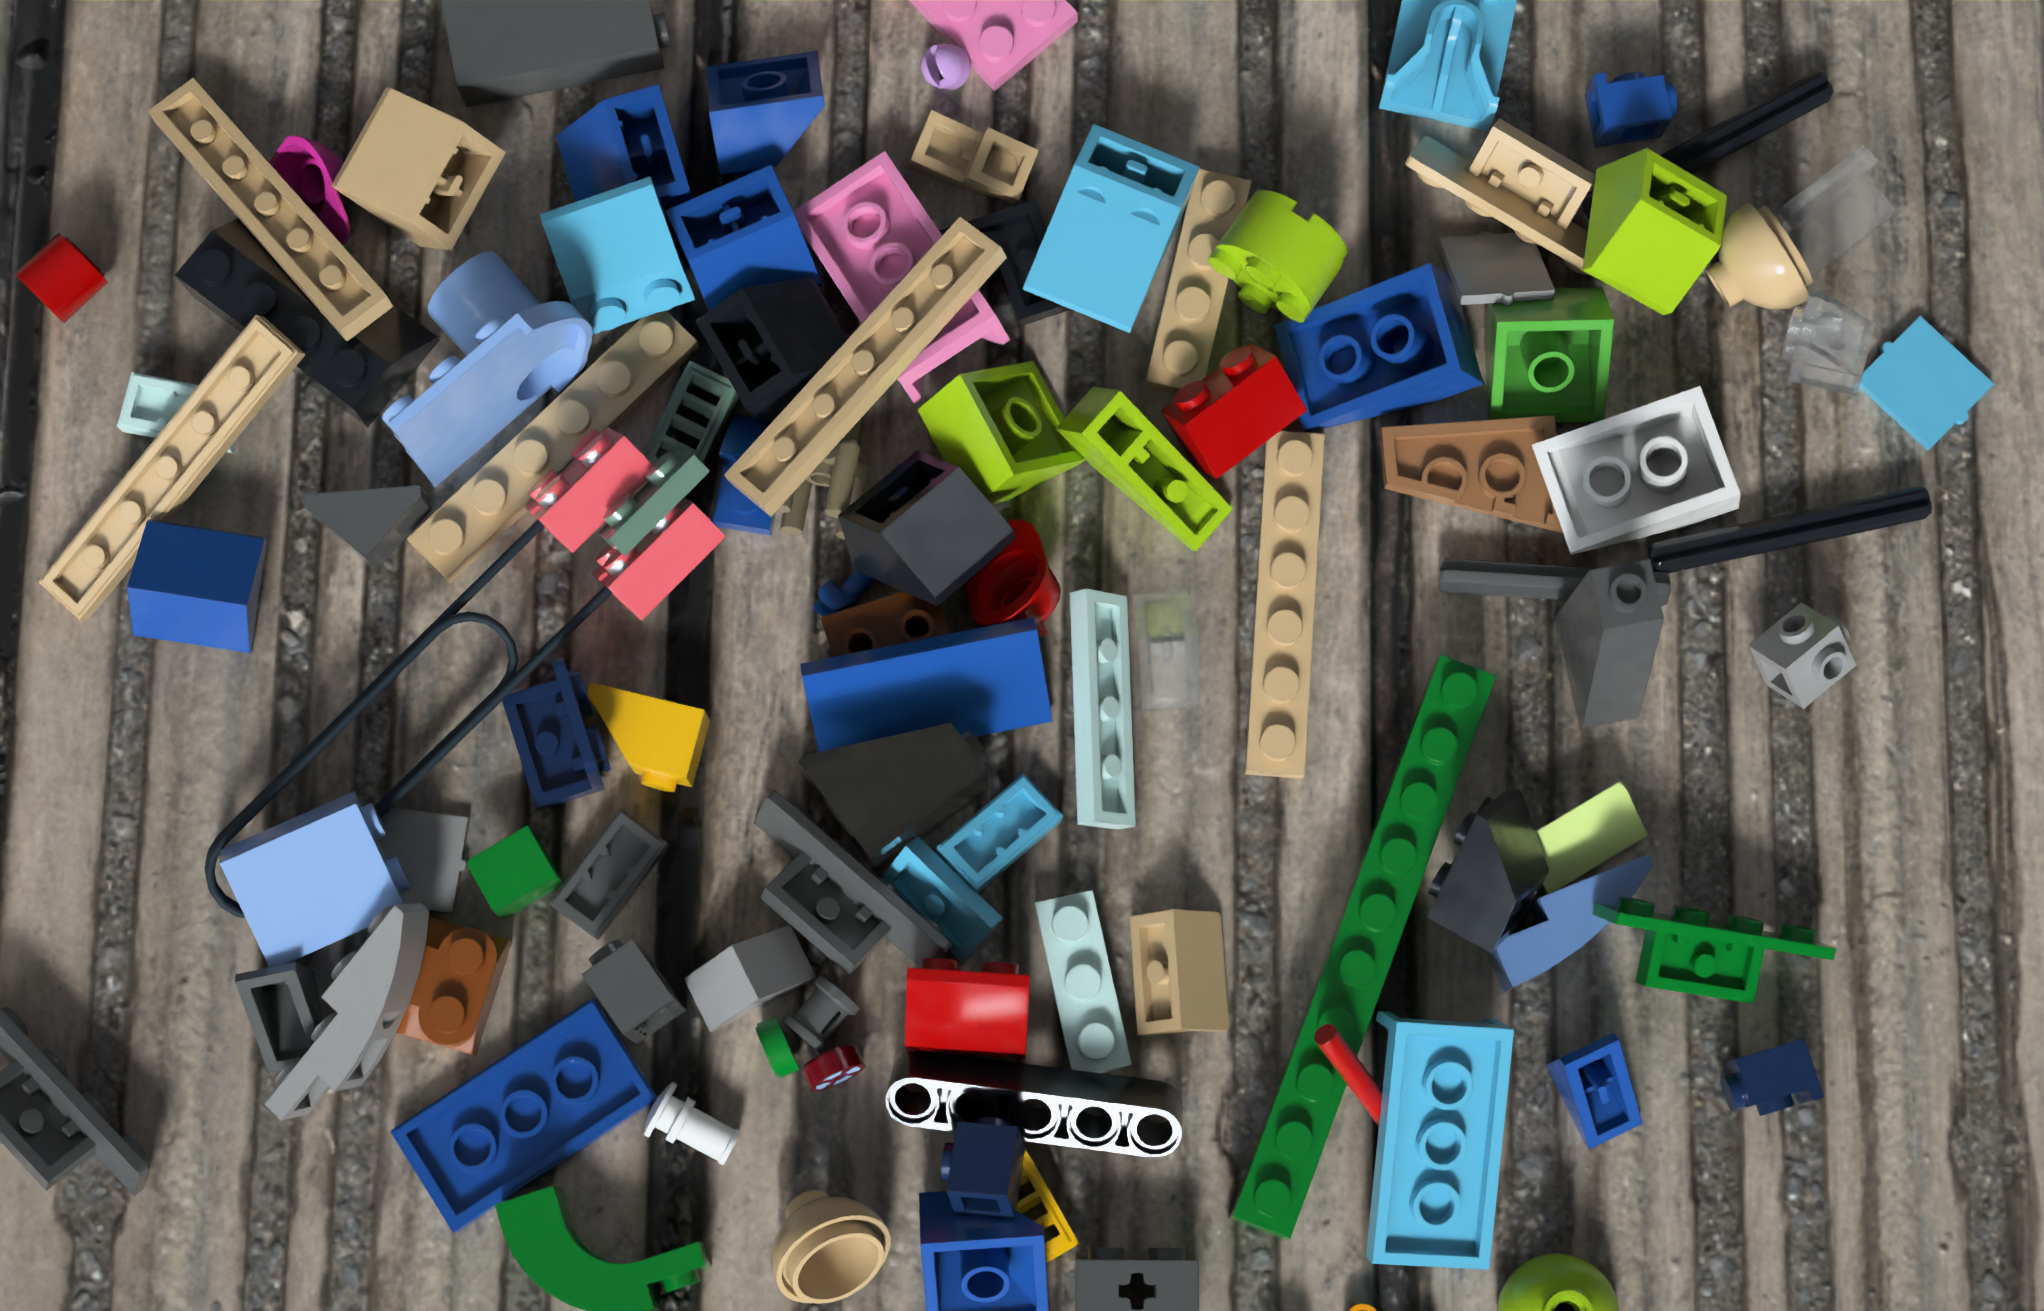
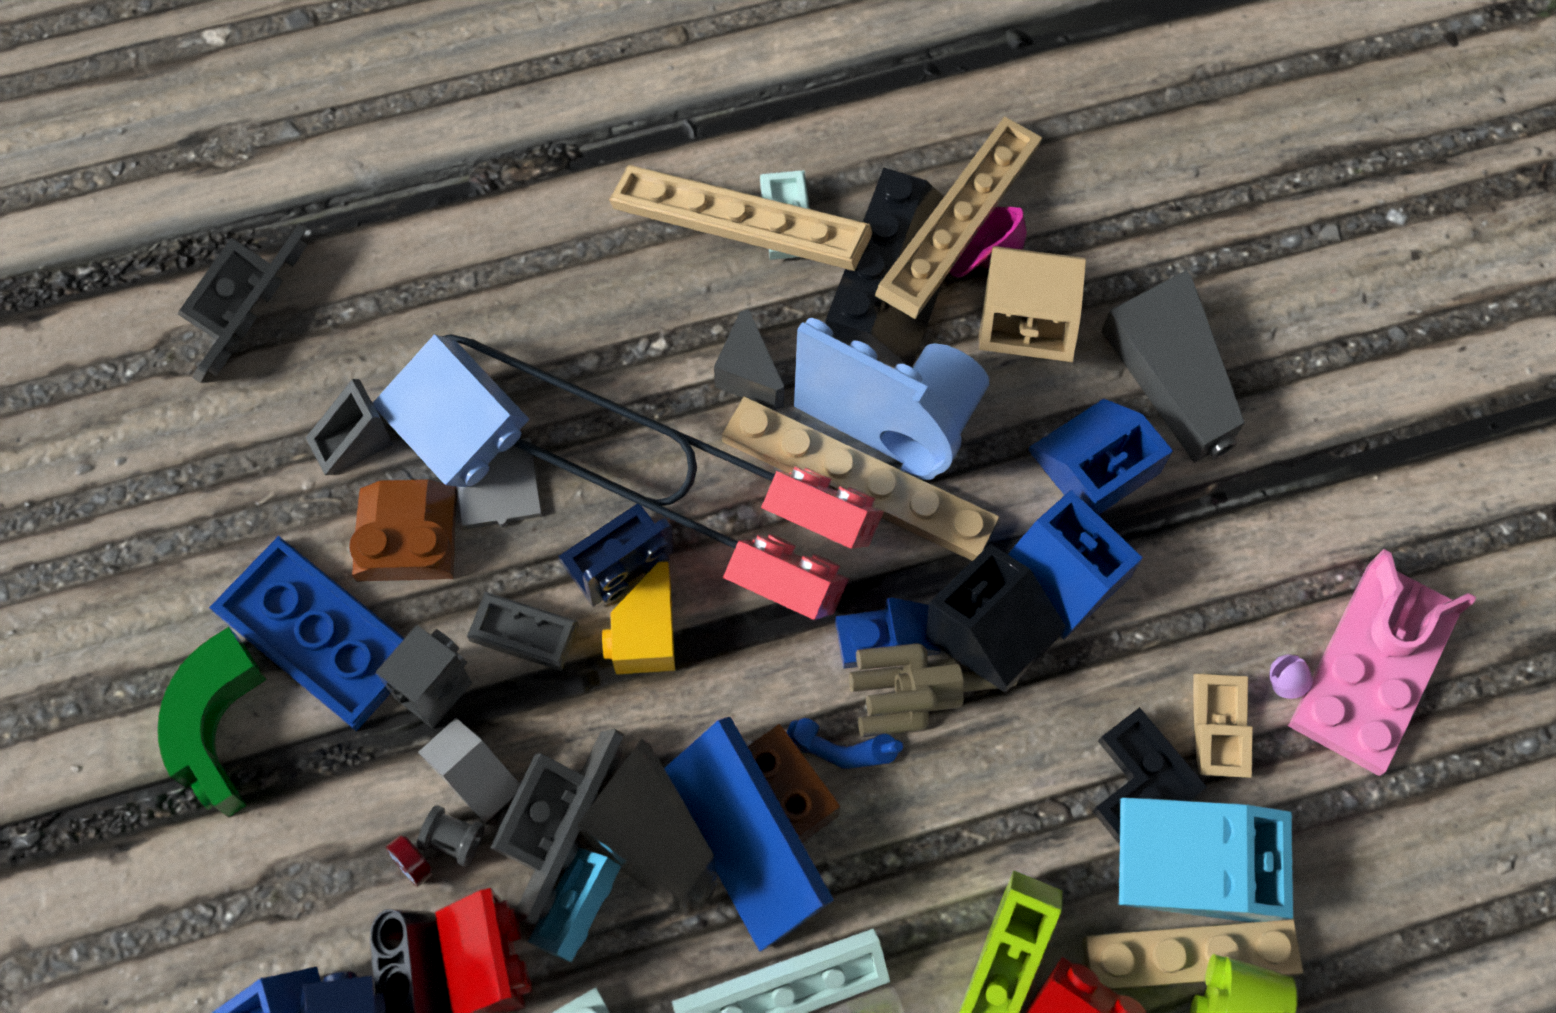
camera: 70 degrees right, 10 degrees down
(61, 277) = (856, 103): red piece -> none
(196, 585) = (657, 262): blue slope -> none
(369, 1001) = (358, 483): light grey slope -> none
(514, 872) = (503, 559): green panel -> none
(618, 255) = (1019, 467): medium azure slope -> none
(668, 484) = (803, 541): sand green plate -> none
(683, 397) = (906, 558): sand green slope -> none
(690, 1126) = (334, 761): white pin -> none
(762, 109) = (1189, 539): blue slope -> none
(777, 1047) = (413, 808): green tile -> none
(828, 1248) = (252, 902): tan piece -> none
(865, 366) = (1003, 687): tan plate -> none
(869, 239) = (1094, 692): bright pink plate -> none
(924, 529) = (881, 784): black slope -> none
(999, 833) = (646, 936): medium azure plate -> none
(1000, 430) = (992, 823): lime slope -> none
(1015, 583) = (867, 874): red piece -> none

